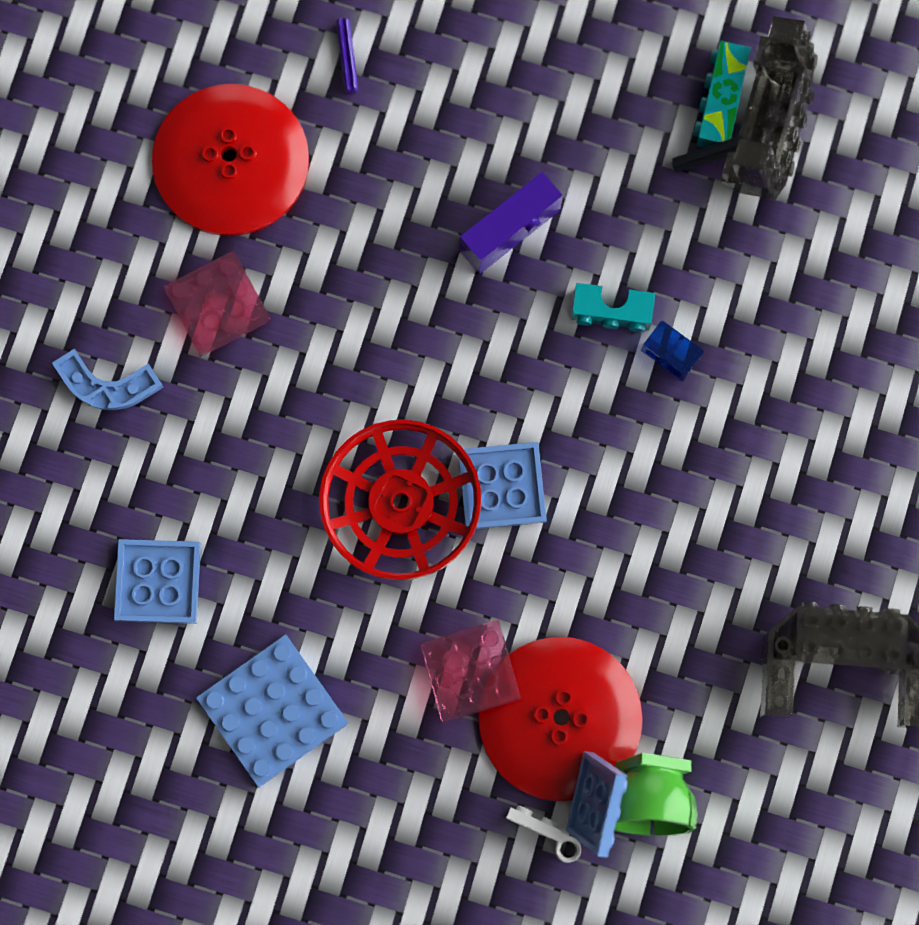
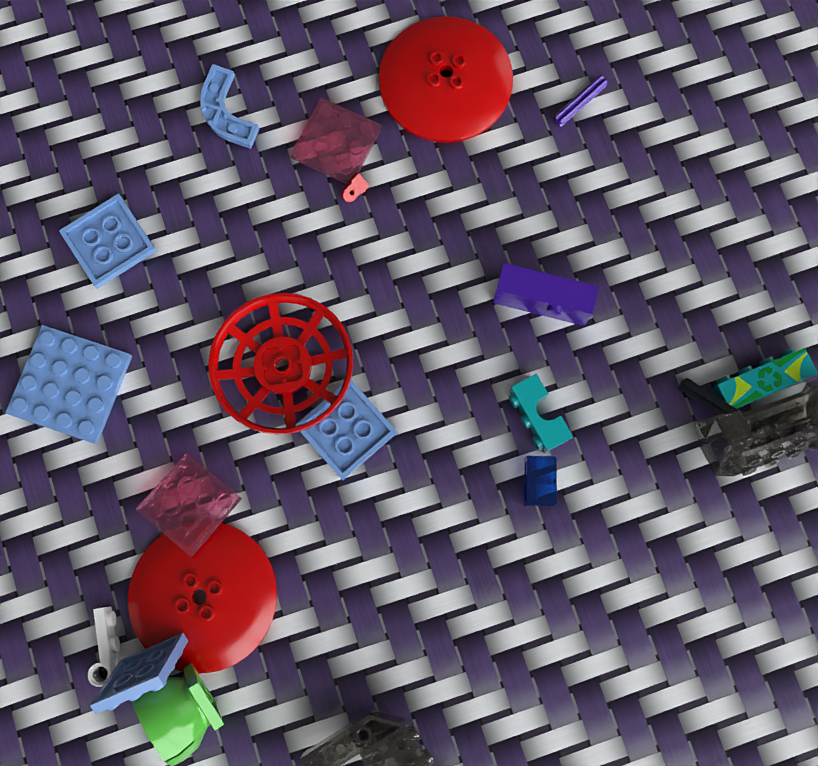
camera: 60 degrees right, 0 degrees up
(277, 319) = (357, 185): none -> piece

